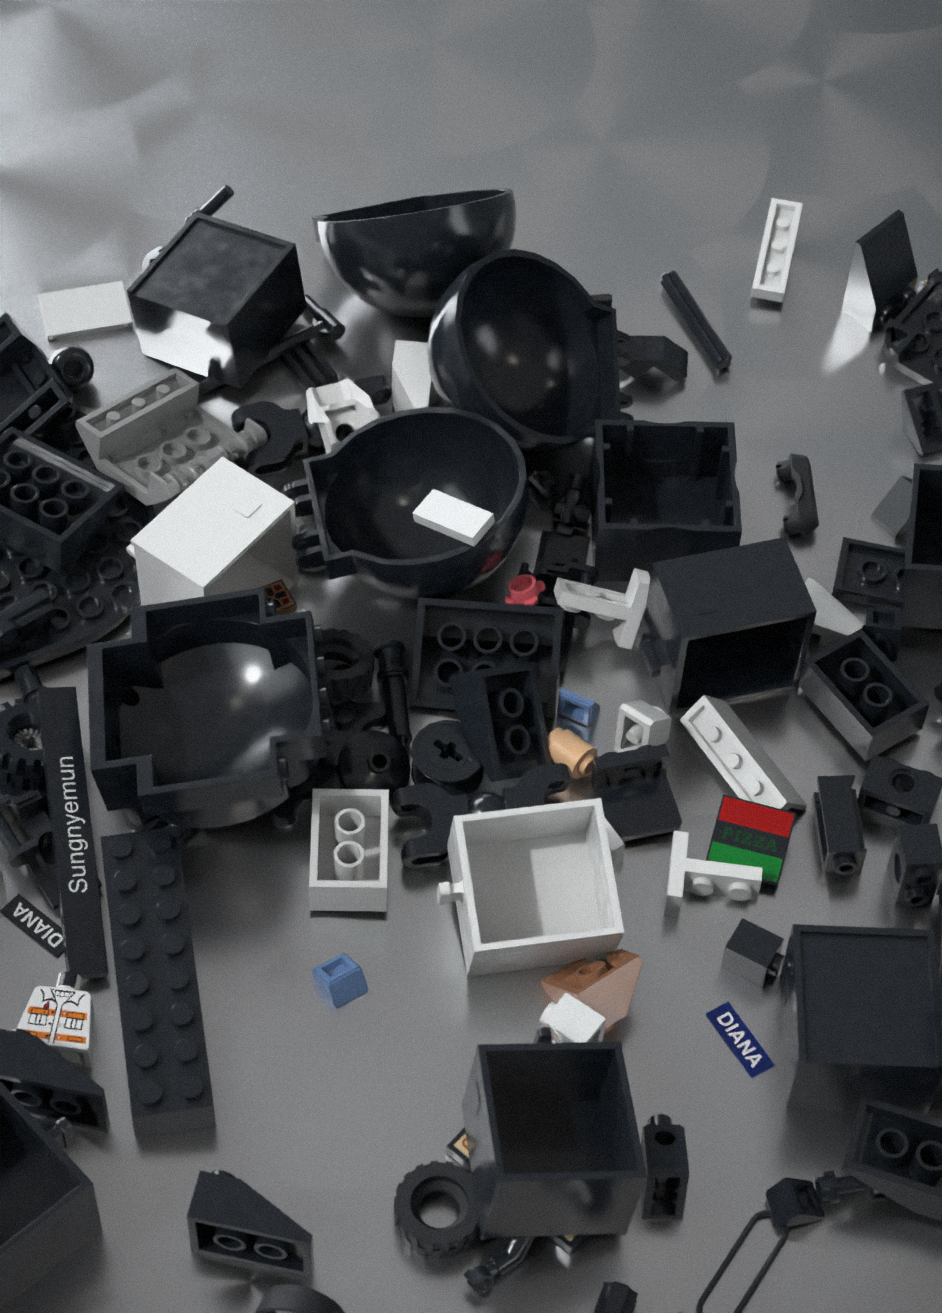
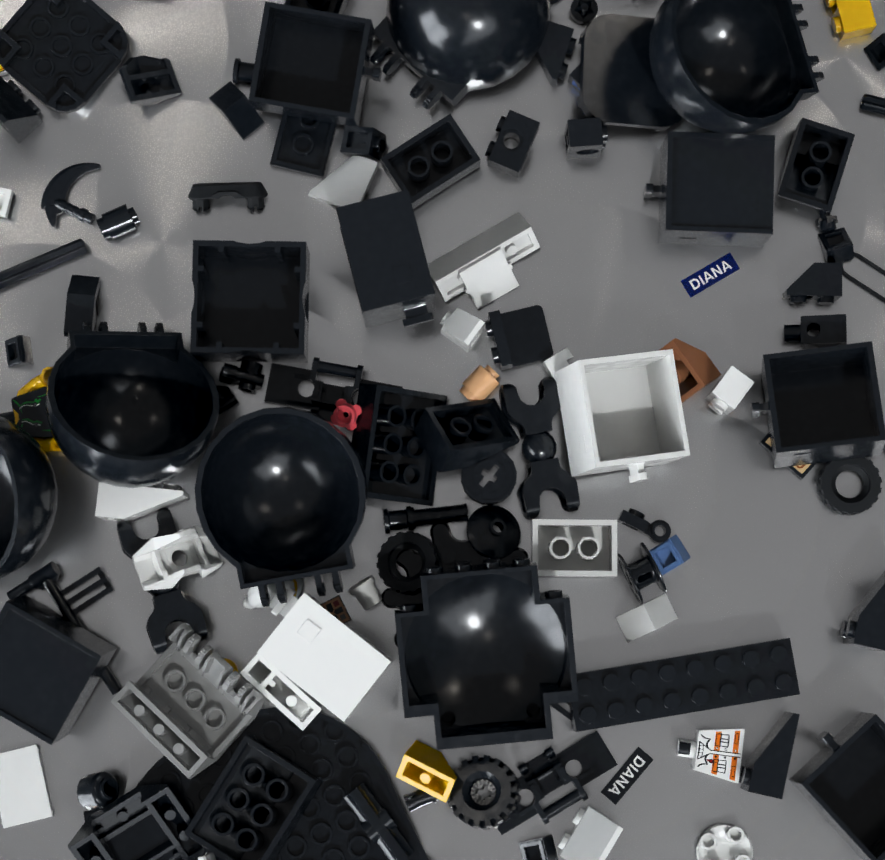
camera: 90 degrees left, 30 degrees up
(63, 669) = (427, 771): none -> yellow slope
(72, 832) = (565, 754): black tile -> none
(254, 949) = (646, 618): none -> white slope
(312, 923) = (641, 573): none -> black piece
(386, 929) = (635, 521): none -> black plate
(453, 517) = (325, 465): white tile -> none
(577, 707) = (432, 376): medium blue slope -> none
(609, 604) = (355, 350): white bracket -> none
(706, 877) = (589, 294): white bracket -> none
(713, 762) = (488, 278): none -> white piece
(738, 1168) = (818, 283): none -> black slope
(752, 836) = (556, 256): tile -> none
(753, 953) = (650, 260): black brick -> none
(754, 389) = (118, 222): none -> black brick
(783, 339) = (56, 192): none -> black piece
(839, 824) = (541, 190): black window -> none

